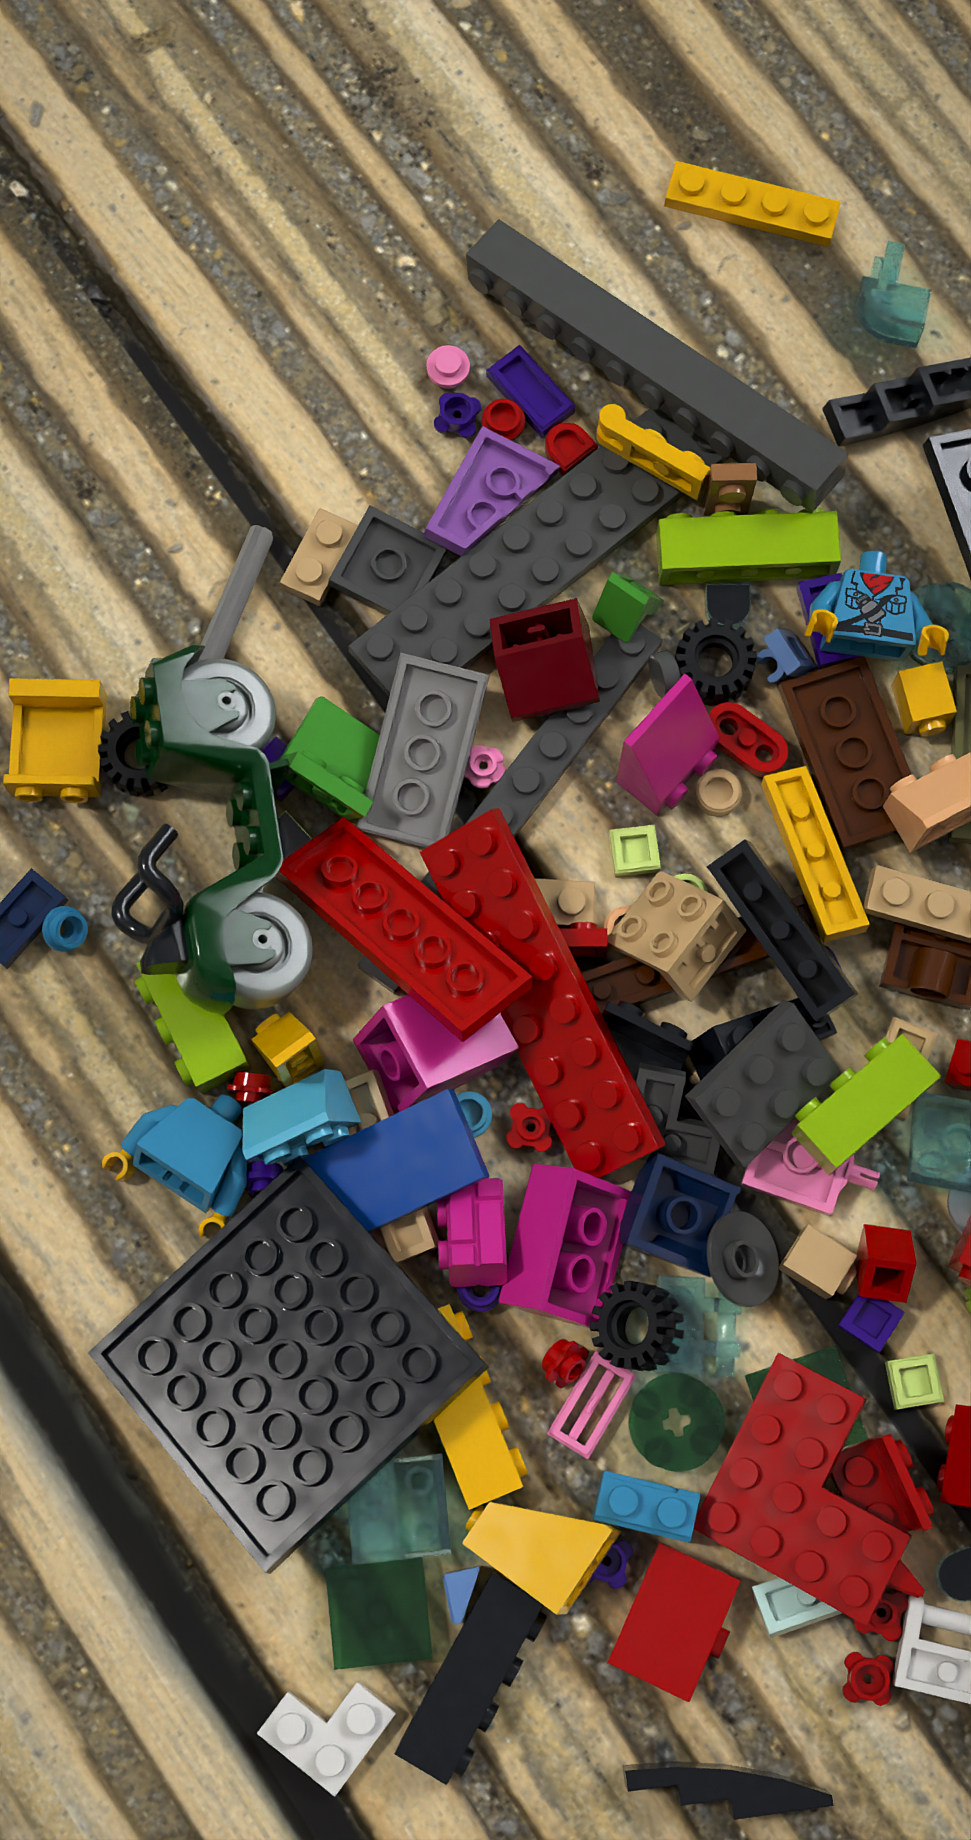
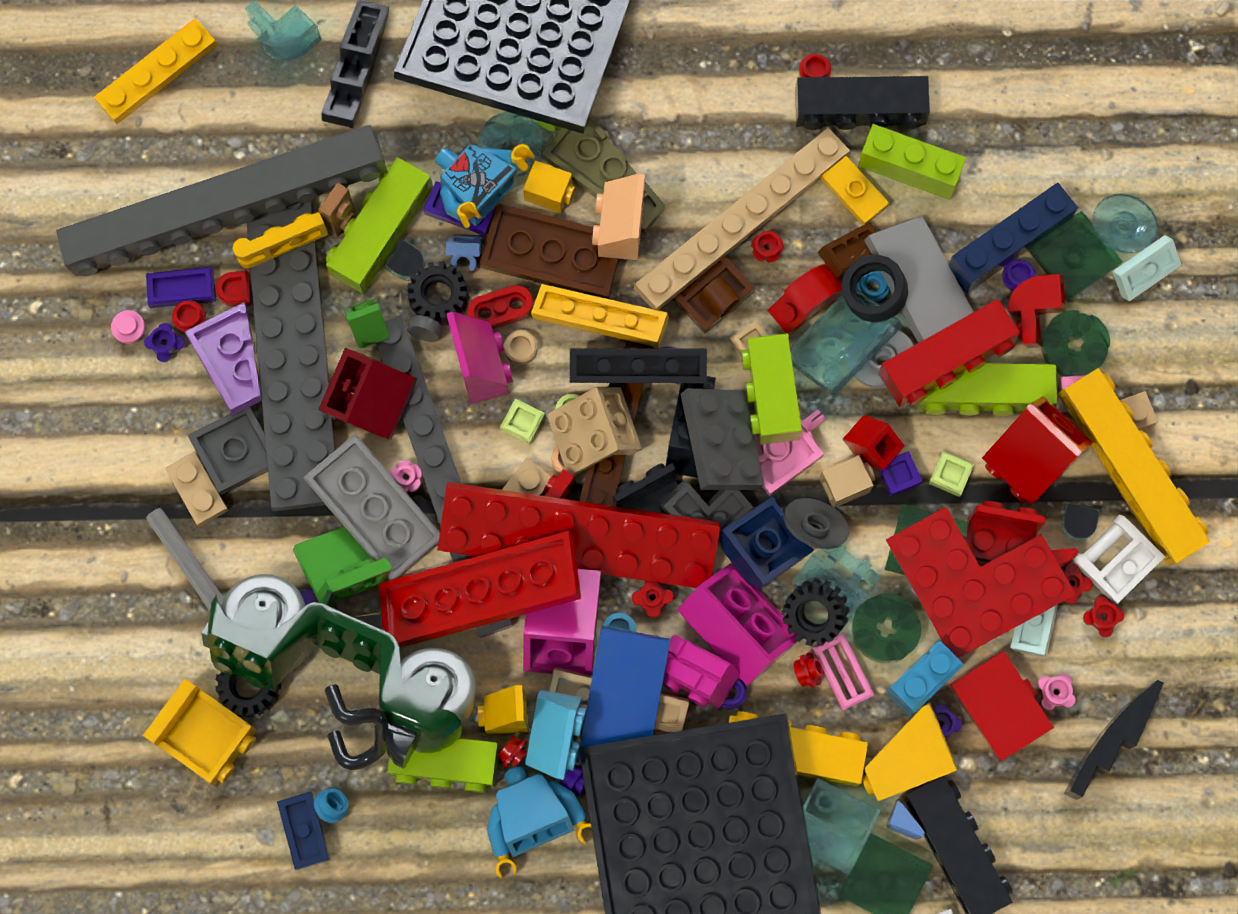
camera: 55 degrees left, 0 degrees up
(752, 1678) = (1063, 684): none -> bright pink plate

